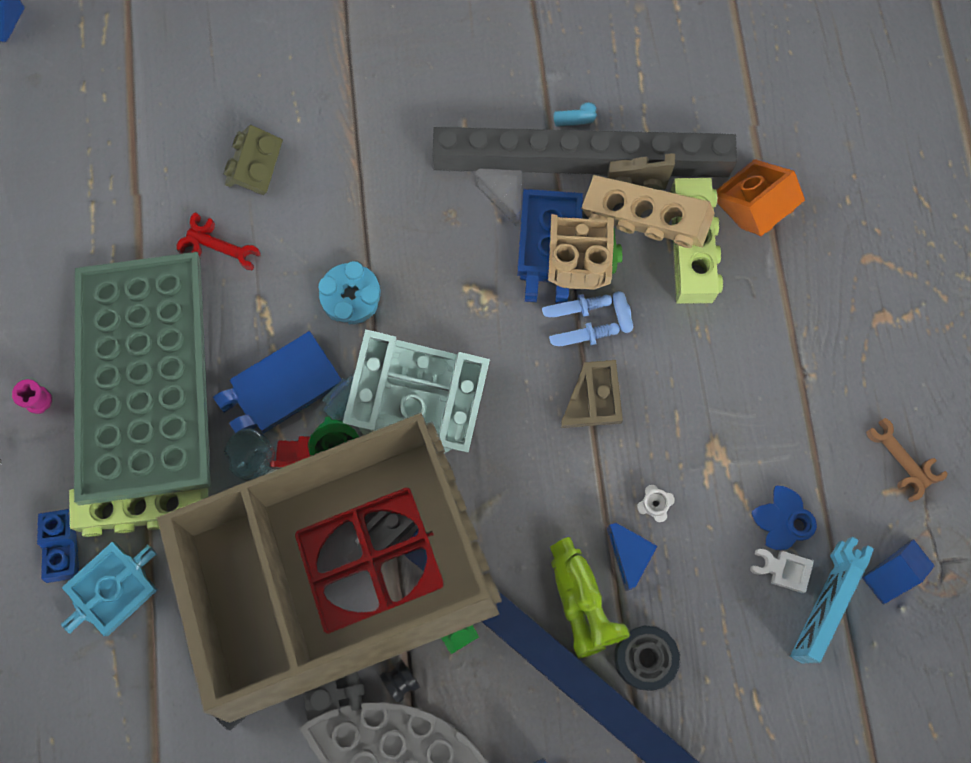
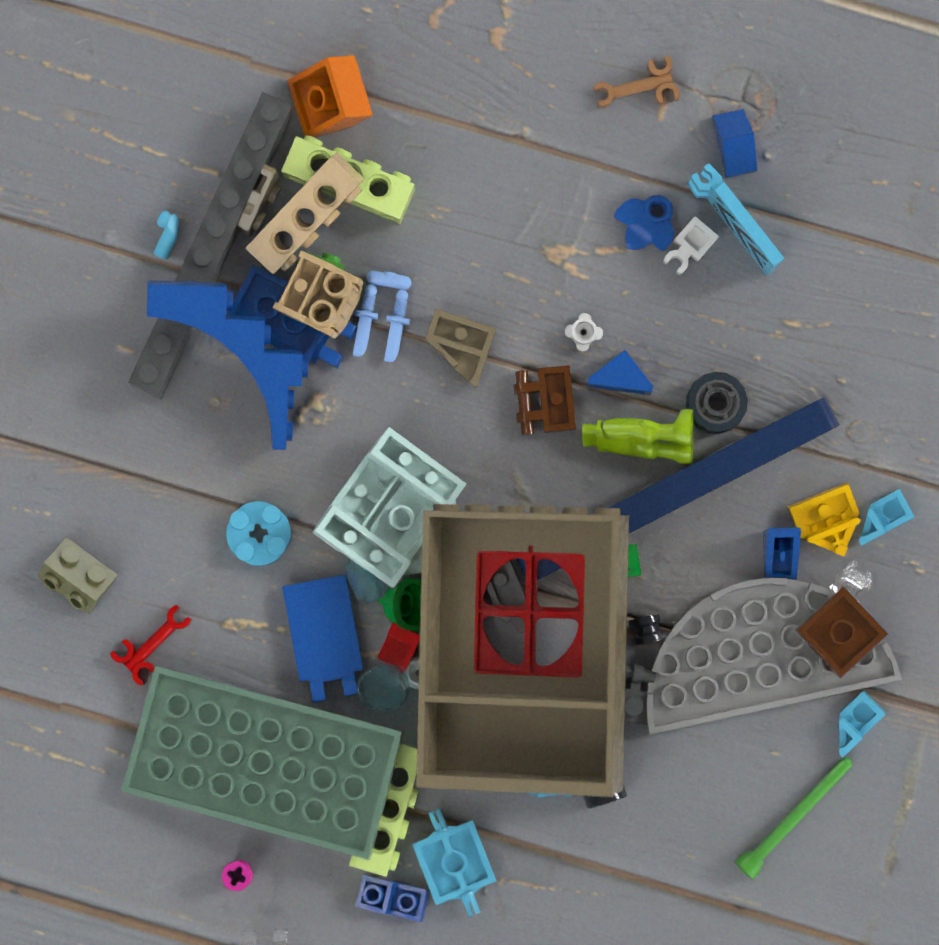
camera: 70 degrees left, 10 degrees up
(514, 203) = (205, 308): none -> blue arch
(581, 503) = (555, 399): none -> reddish brown plate

